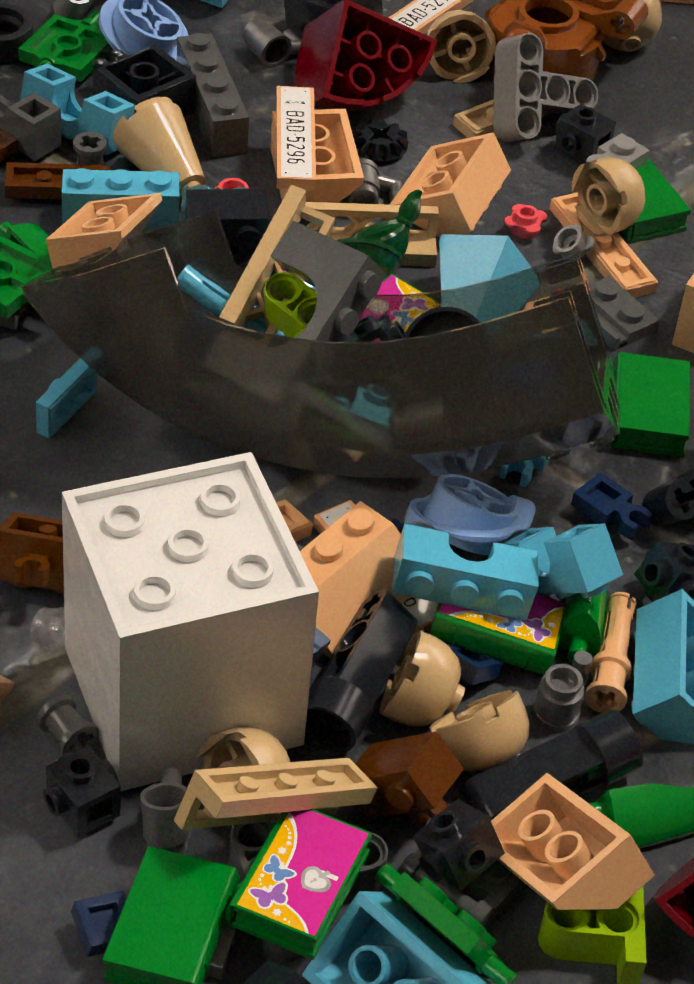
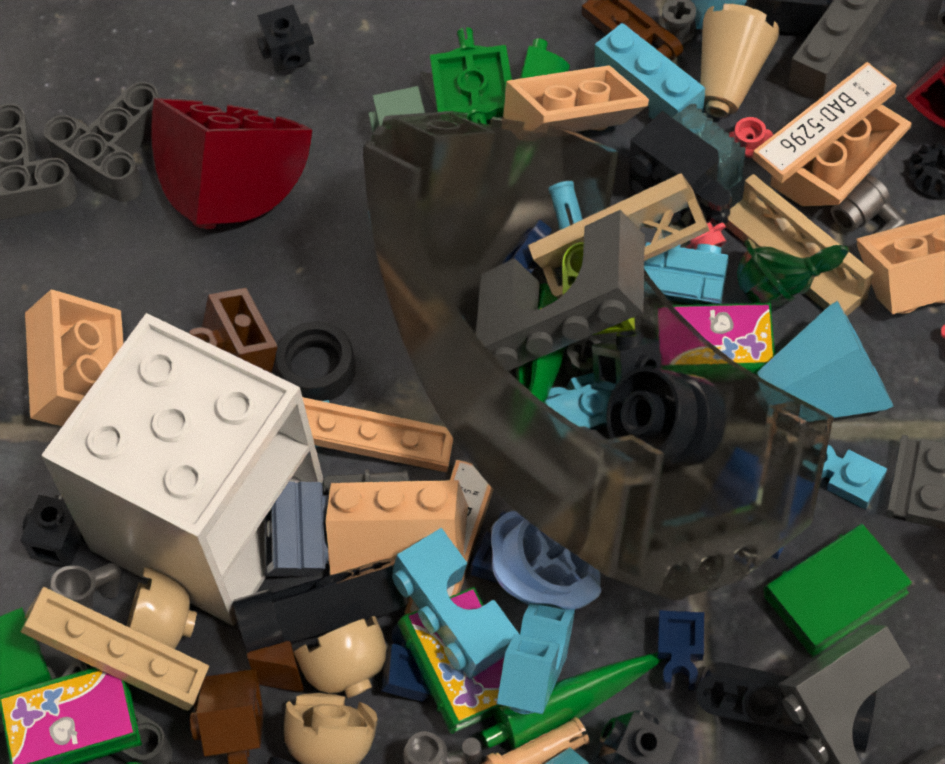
camera: 60 degrees right, 15 degrees up
(383, 723) = (277, 667): none -> reddish brown slope

